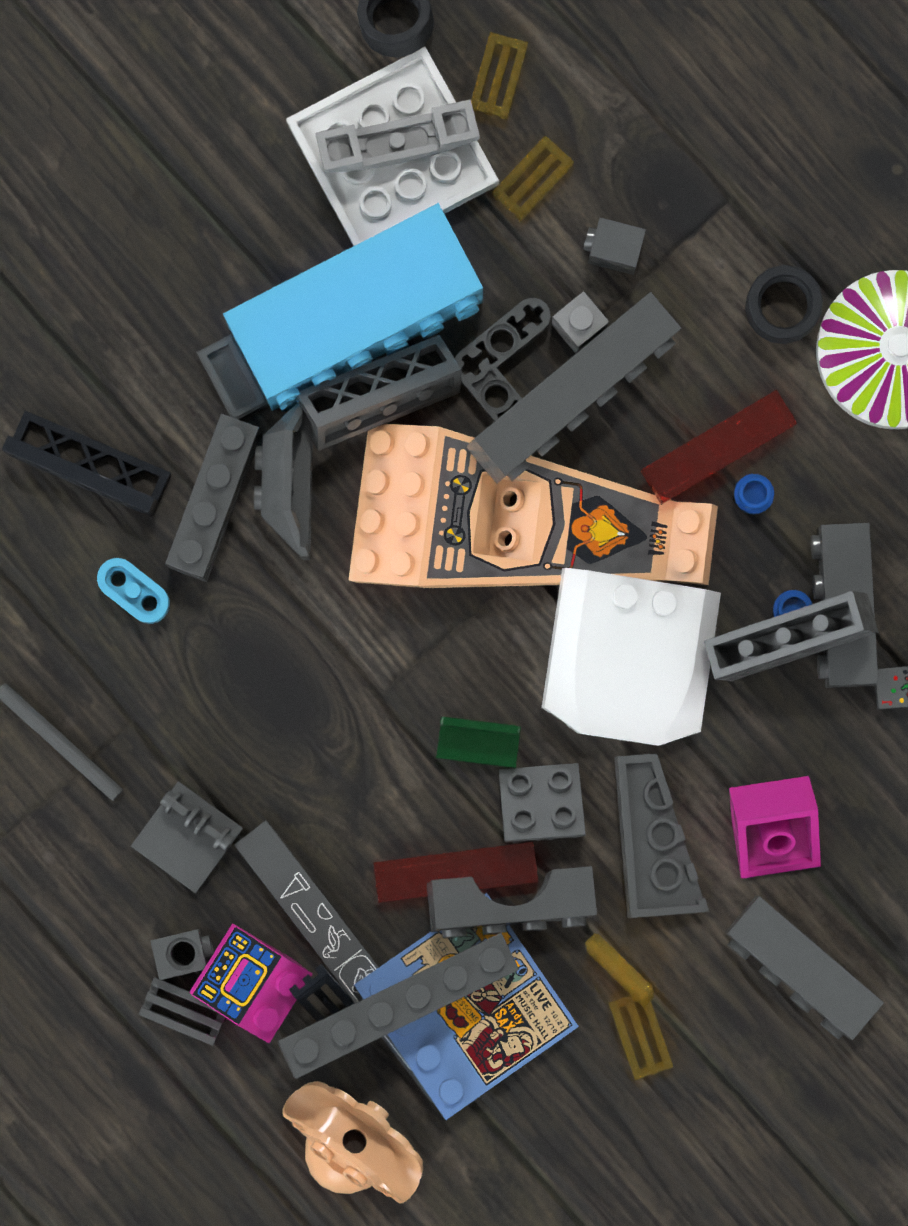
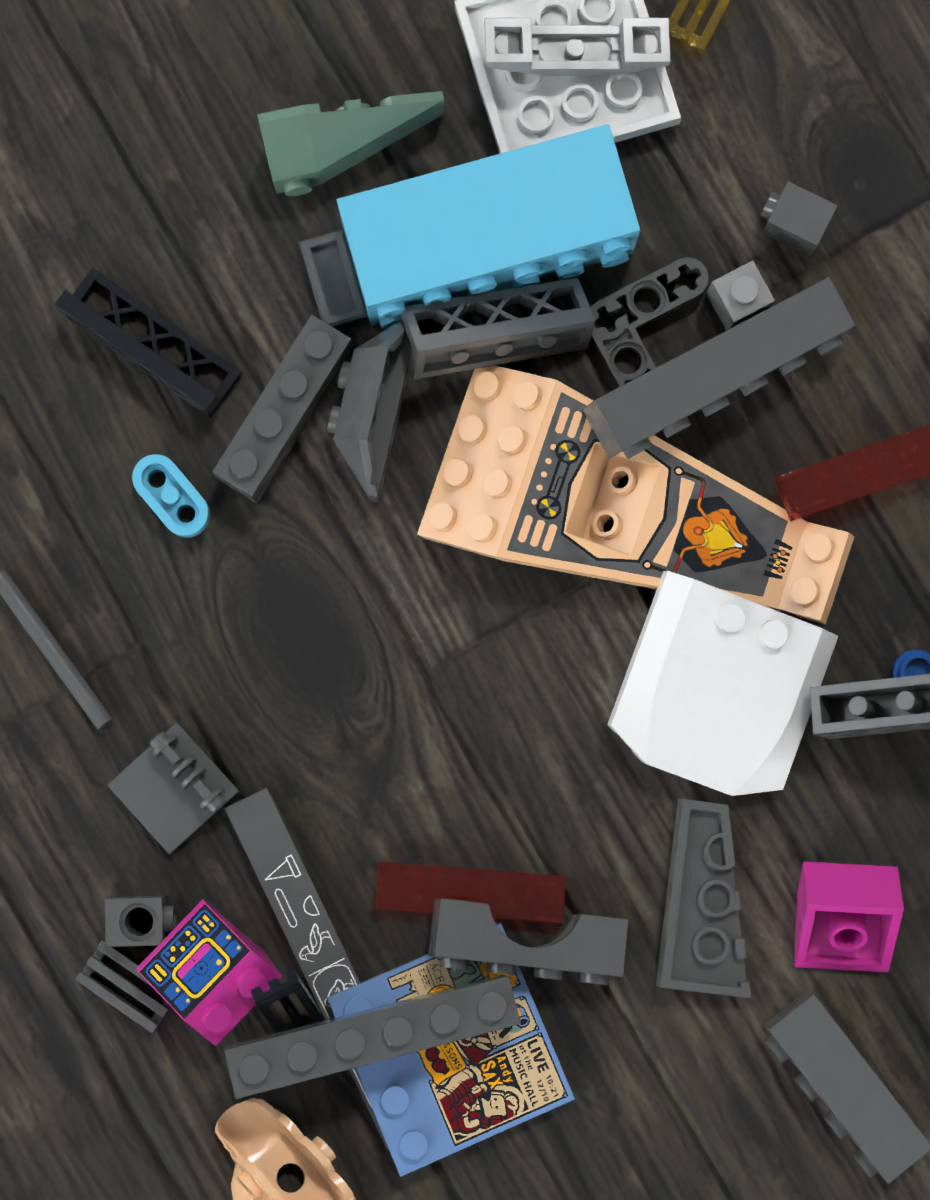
camera: 10 degrees right, 0 degrees up
(192, 269) = (315, 146): none -> sand green wedge
(478, 742) = (526, 749): dark green panel -> none
(510, 203) = (688, 147): clear yellow tile -> none
(541, 803) = (585, 833): dark grey hinge -> none
(620, 969) = (636, 1044): clear yellow tile -> none
(652, 1067) = (648, 1164): clear yellow tile -> none
(753, 493) = (897, 531): blue plate -> none

